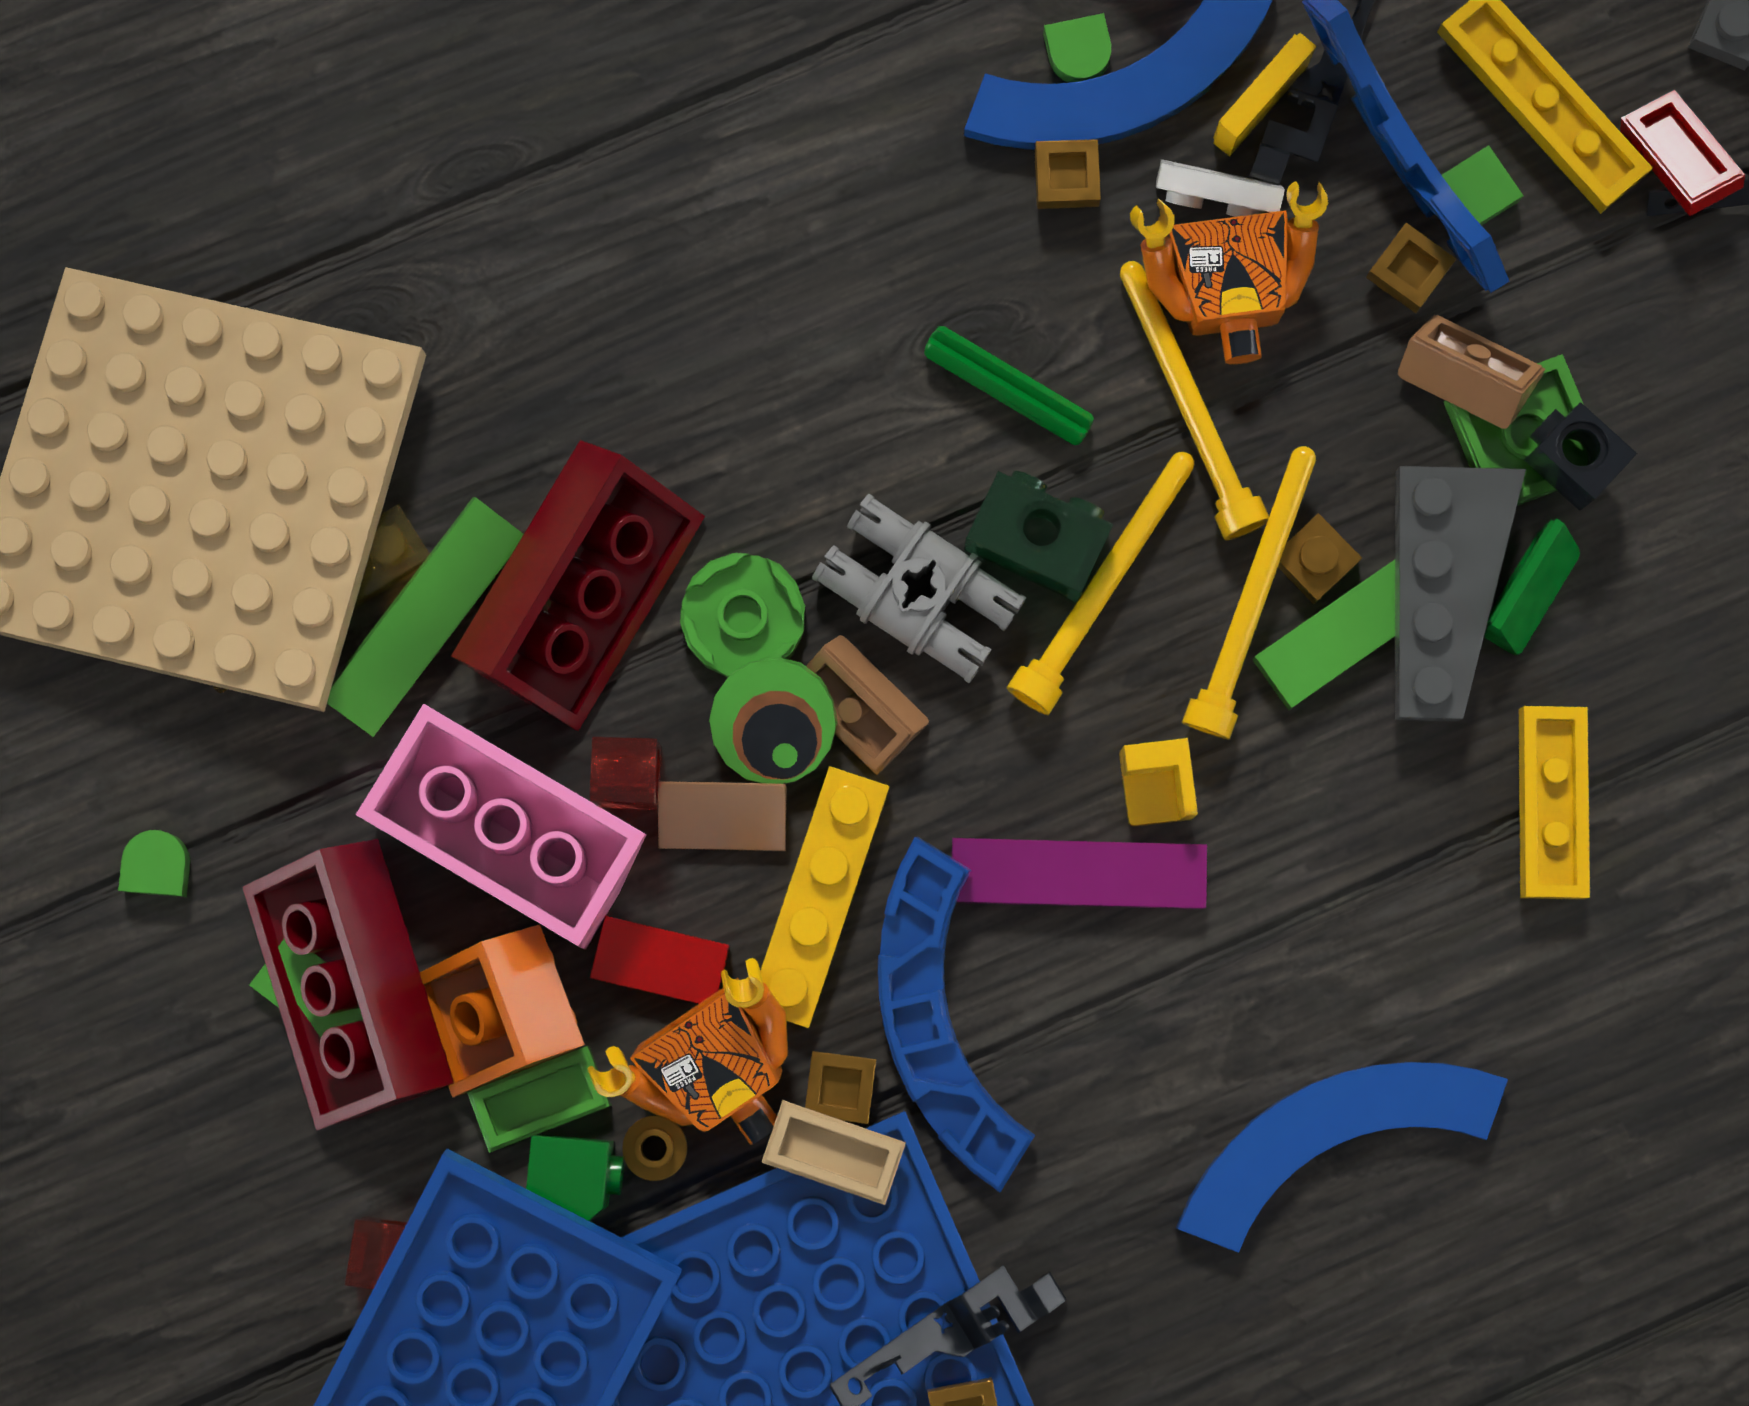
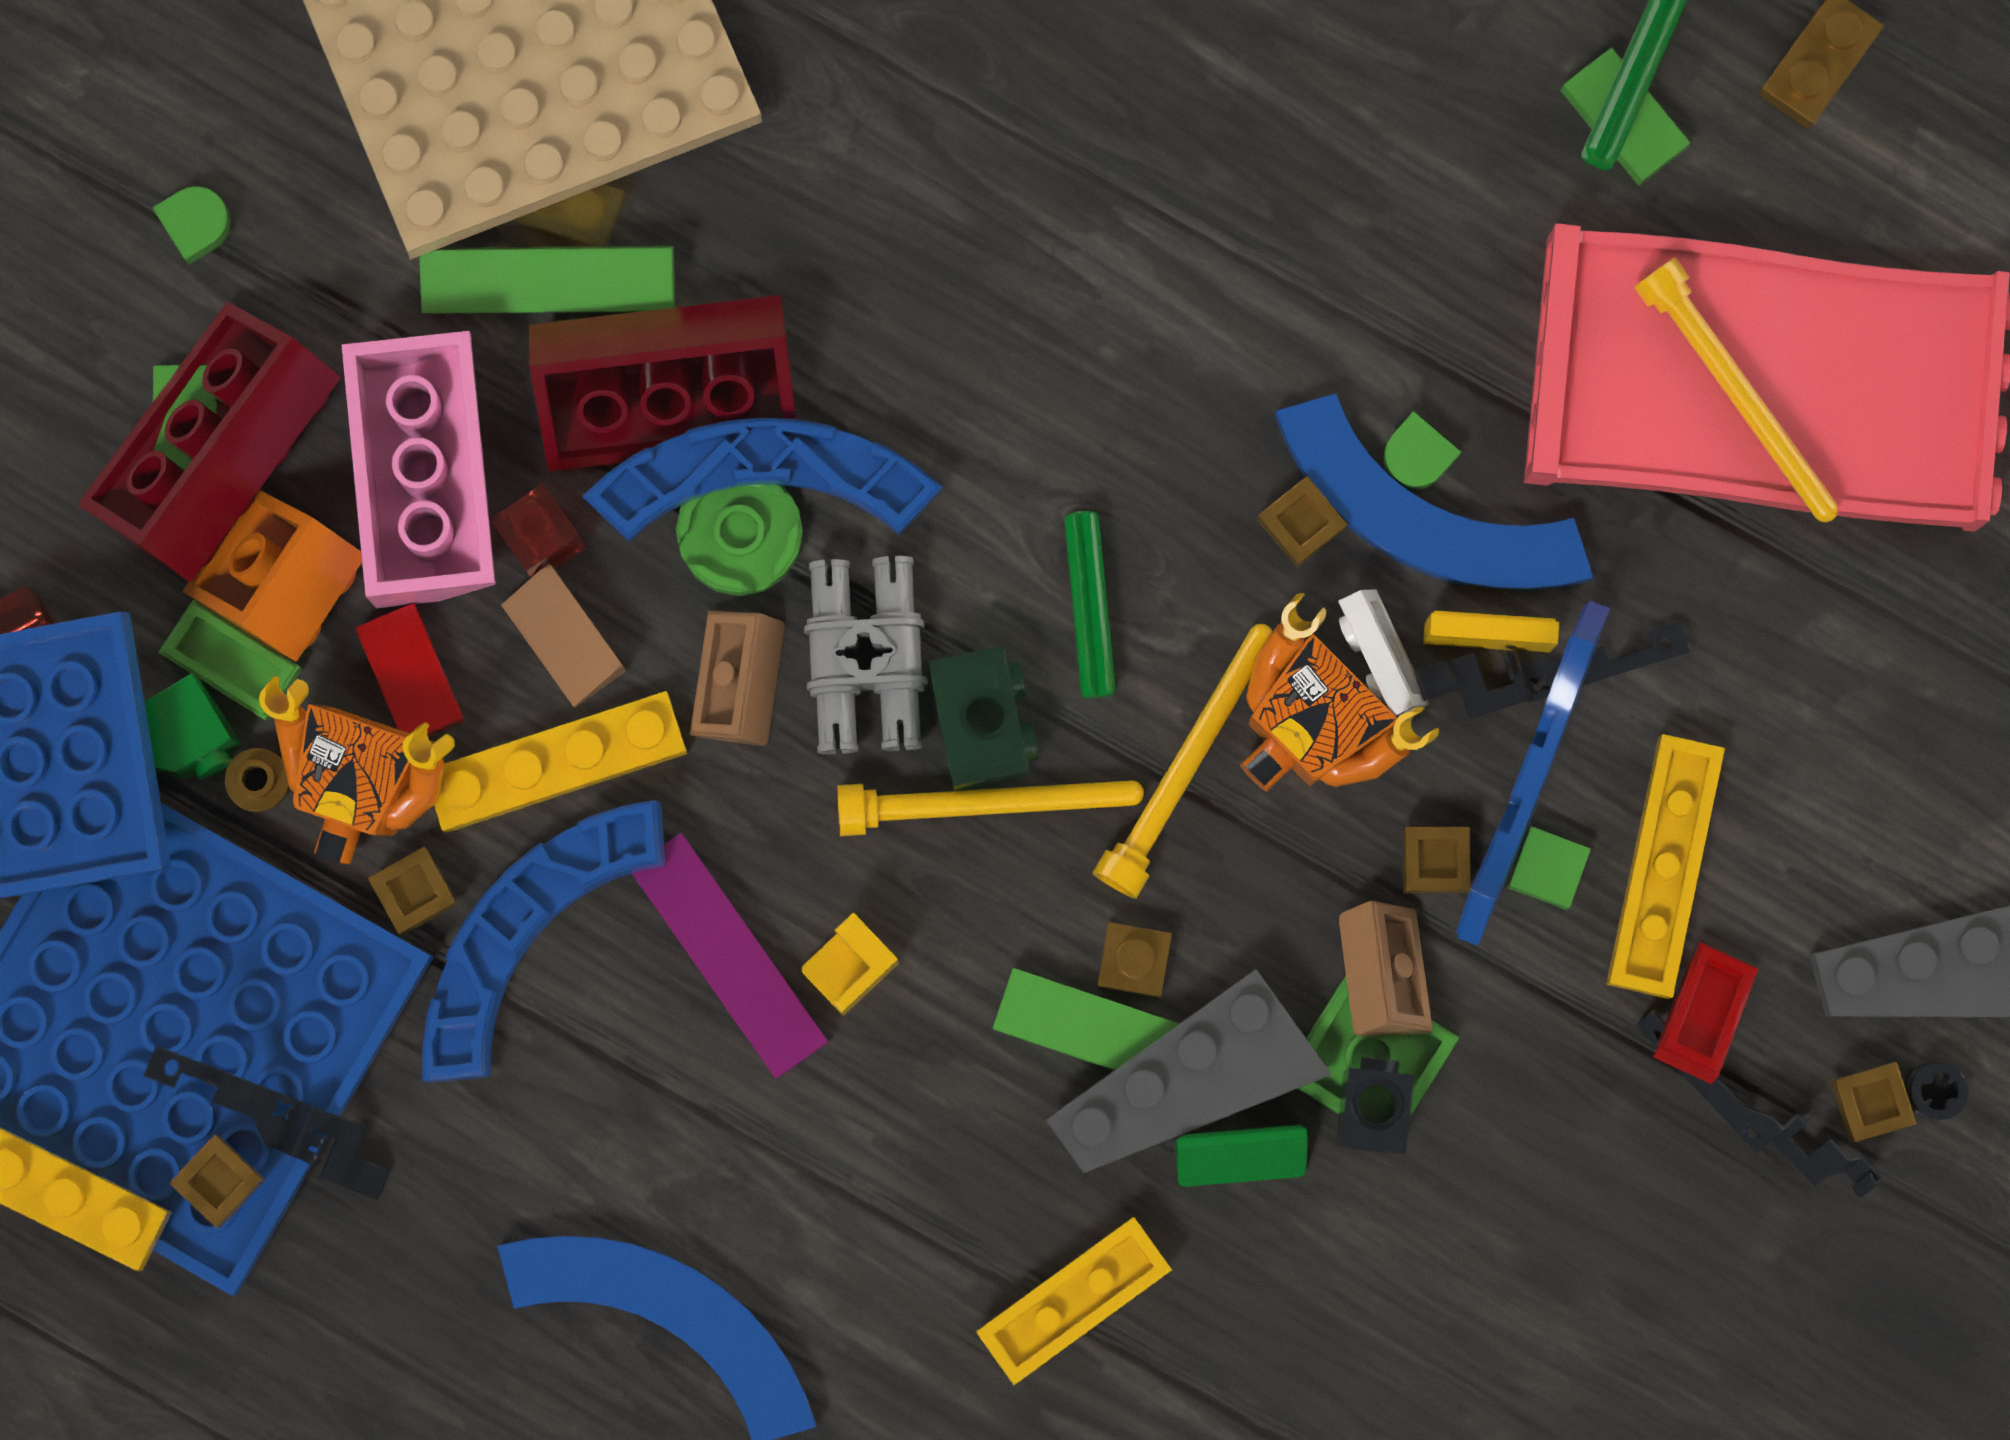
camera: 50 degrees right, 0 degrees up
(696, 550) = (759, 454): none -> blue tile
(773, 721) = (669, 619): tile -> none
(833, 1152) = (353, 921): tan tile -> none
(1214, 707) = (945, 964): yellow piece -> none

